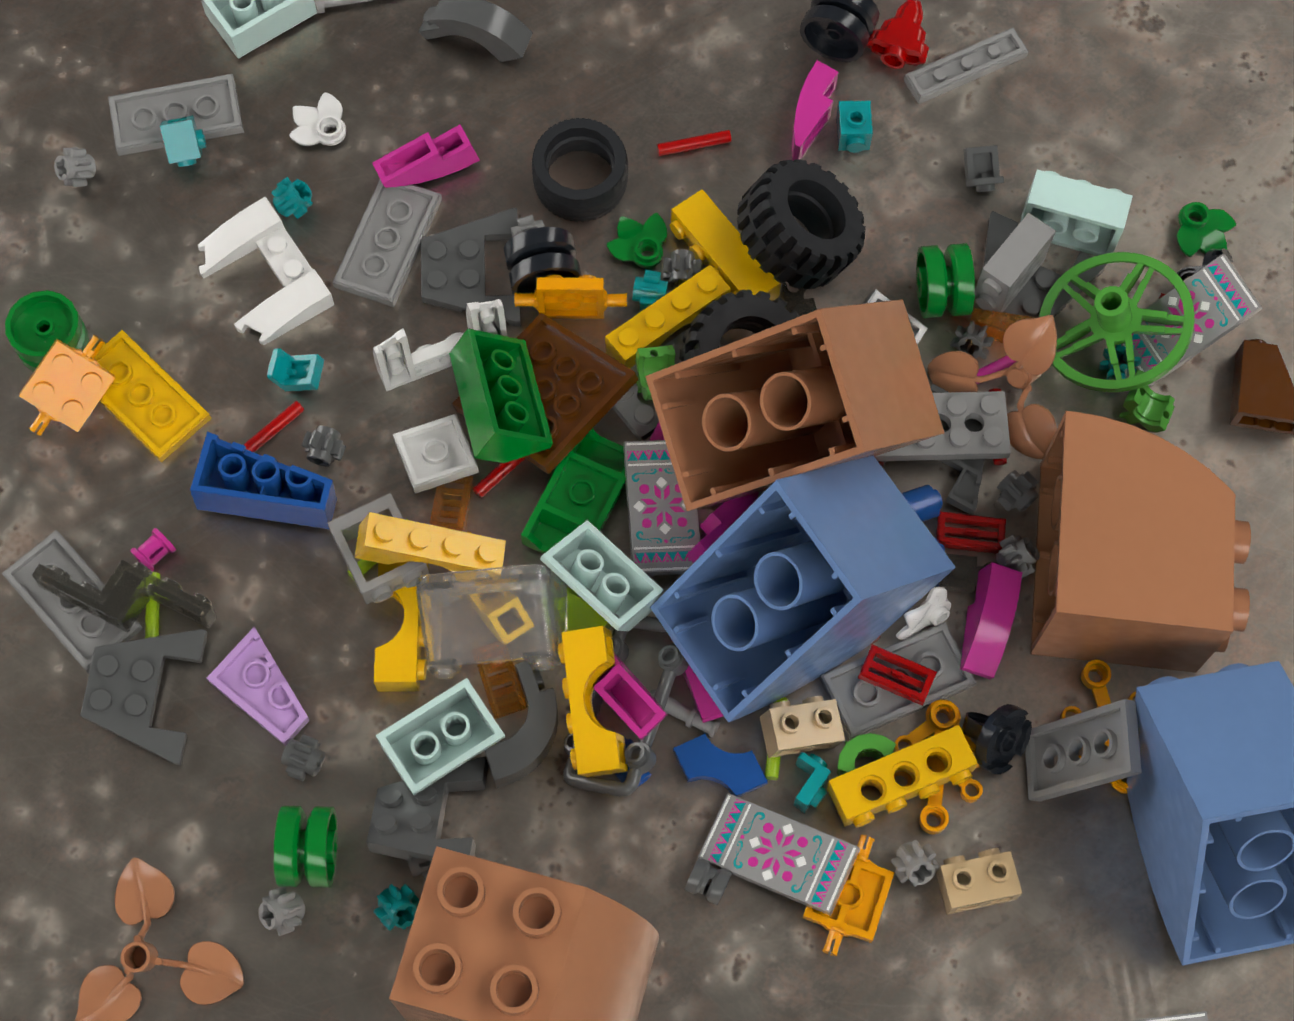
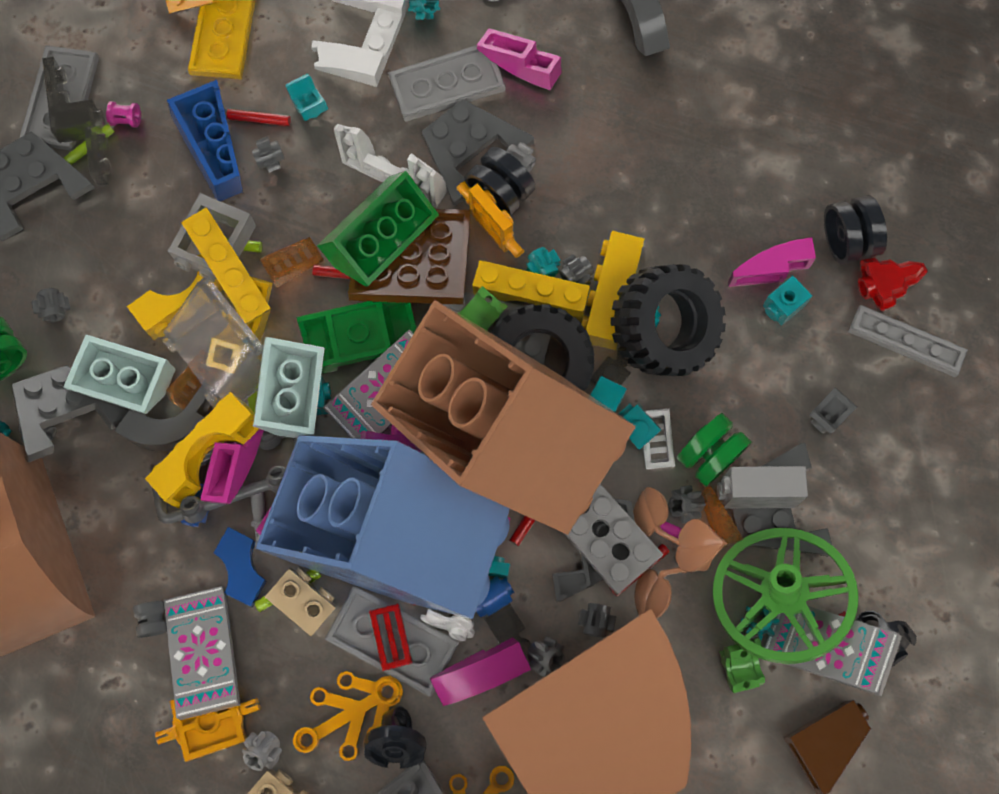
camera: 55 degrees right, 5 degrees up
(259, 688) = (79, 245): lavender wing -> none
(435, 453) = (313, 220): white plate -> none
(573, 136) = (593, 123): black tyre -> none
(637, 238) = (578, 228): green plate -> none
(693, 143) = (682, 209): red piece -> none
(813, 791) = (265, 641): teal bracket -> none
(863, 746) = (301, 648): bright green piece -> none
(924, 501) = (528, 557): blue brick -> none
(946, 746) = (277, 665): yellow brick -> none
(973, 520) = (529, 588): red tile -> none
(1079, 212) = (849, 500): light aqua brick -> none
(1204, 234) = (923, 610): green plate -> none

